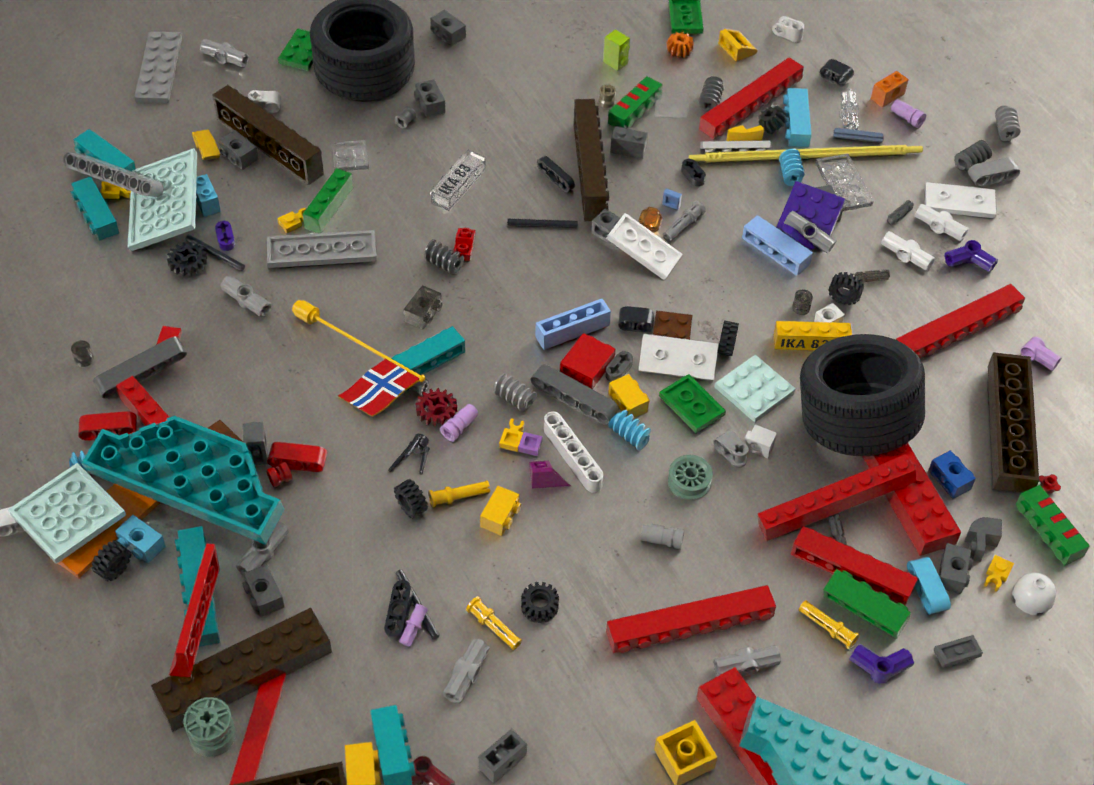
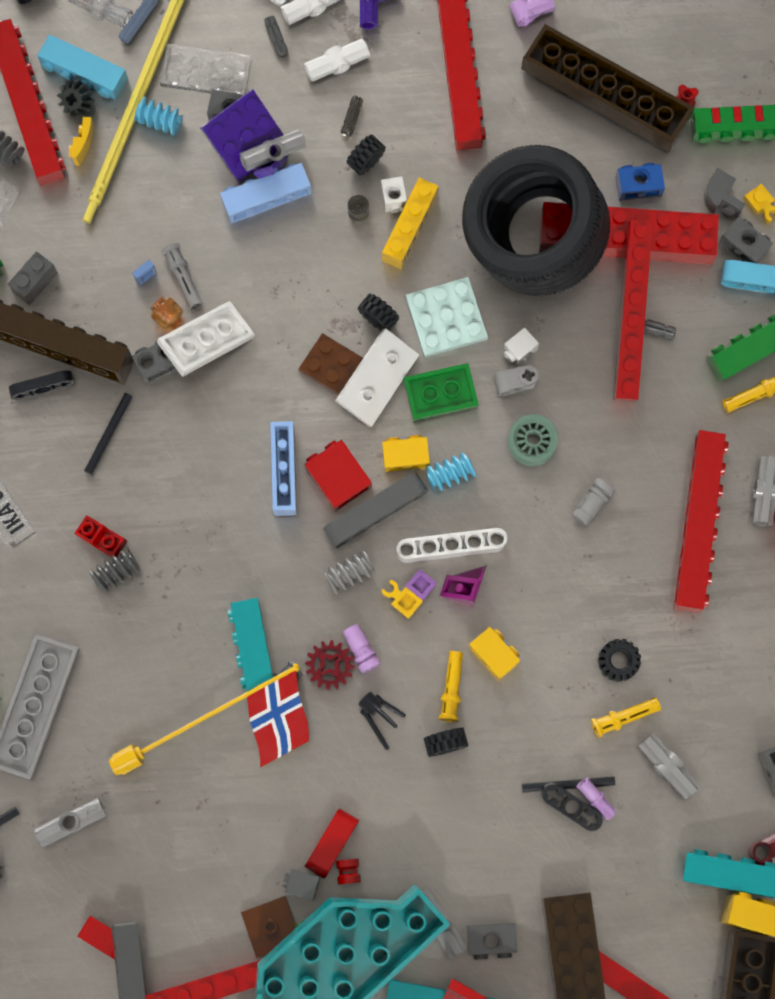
camera: 65 degrees left, 25 degrees up
(423, 307) = (183, 636): clear smoke brick -> none
(616, 364) = (360, 441): dark grey beam -> none
(636, 319) = (302, 396): black beam -> none
(696, 171) = (110, 226): black beam -> none
(727, 146) = (93, 157): white plate -> none
(832, 555) = (703, 335): red brick -> none

